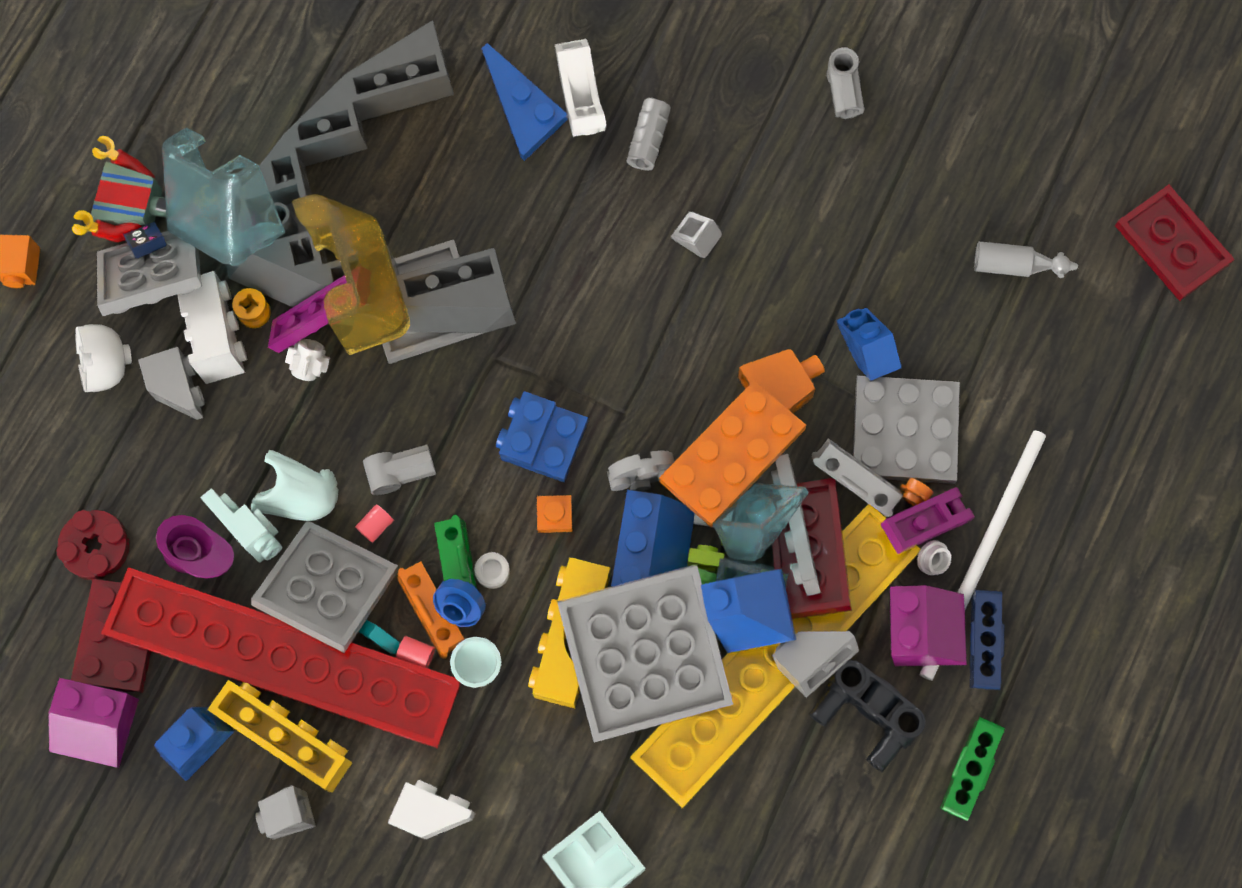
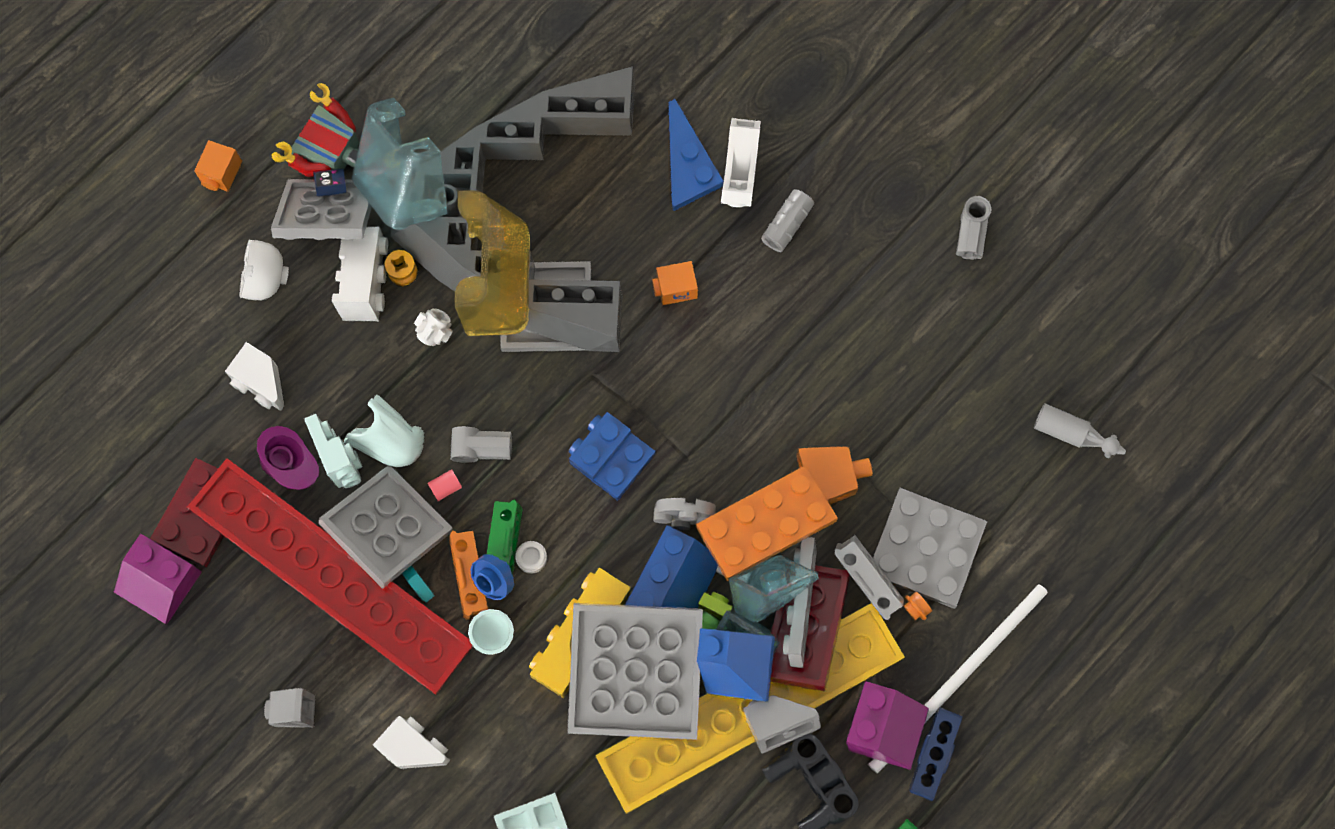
camera: 15 degrees right, 0 degrees up
(85, 526) = (203, 411): dark red plate -> none
(131, 468) = (258, 374): none -> white slope
(170, 381) = (314, 310): light grey slope -> none
(192, 740) = (234, 622): blue torso -> none
(280, 736) = (307, 642): yellow brick -> none
(301, 320) = (436, 292): magenta plate -> none
(415, 652) = (443, 606): coral hinge -> none
(552, 234) = (675, 283): none -> orange brick
(554, 514) = (600, 525): orange plate -> none
(697, 234) = (802, 320): light grey slope -> none
(869, 343) = (919, 463): blue slope -> none
(926, 520) = (917, 633): magenta plate -> none
(934, 558) = (913, 668): white plate -> none
(1174, 242) = (1218, 457): dark red plate -> none

